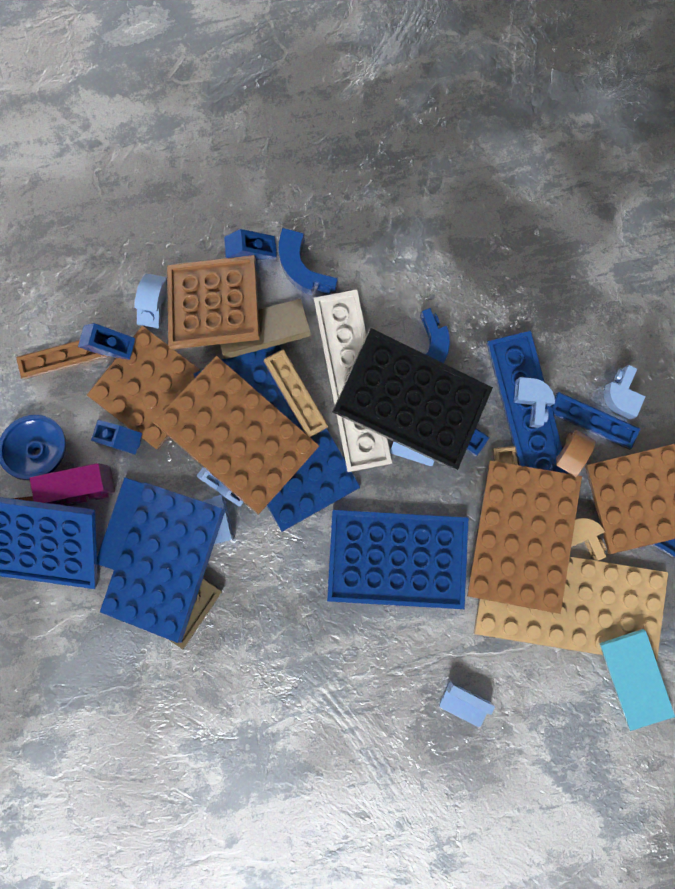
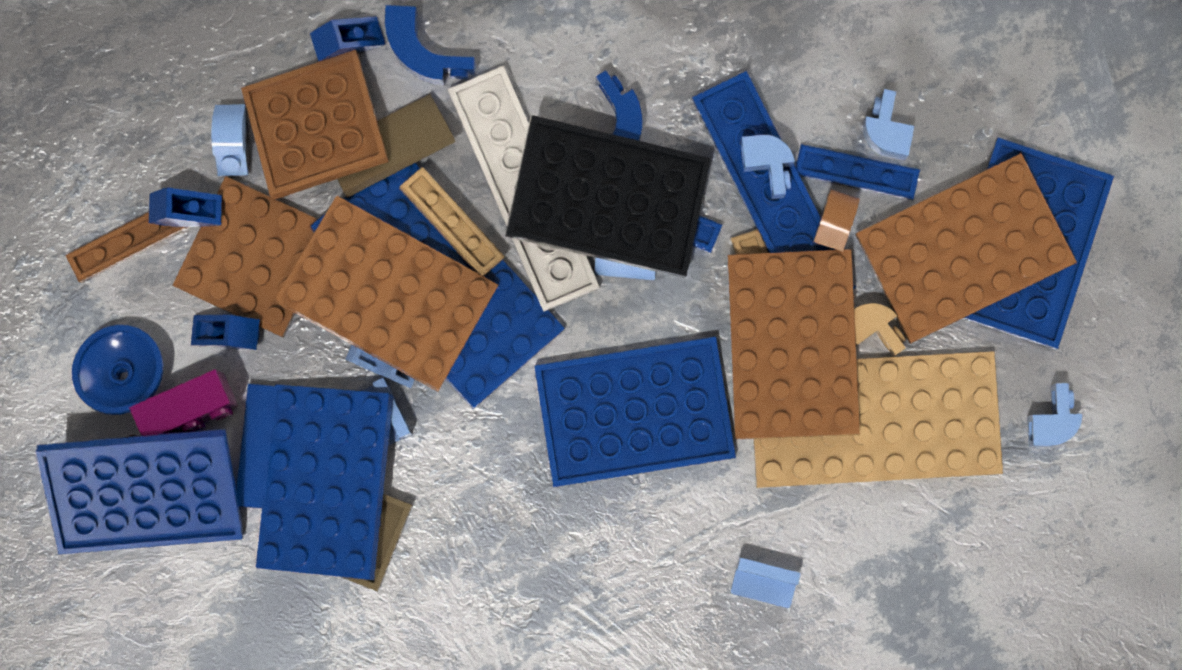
camera: 10 degrees left, 0 degrees up
(637, 679) = (980, 499): medium azure tile -> none

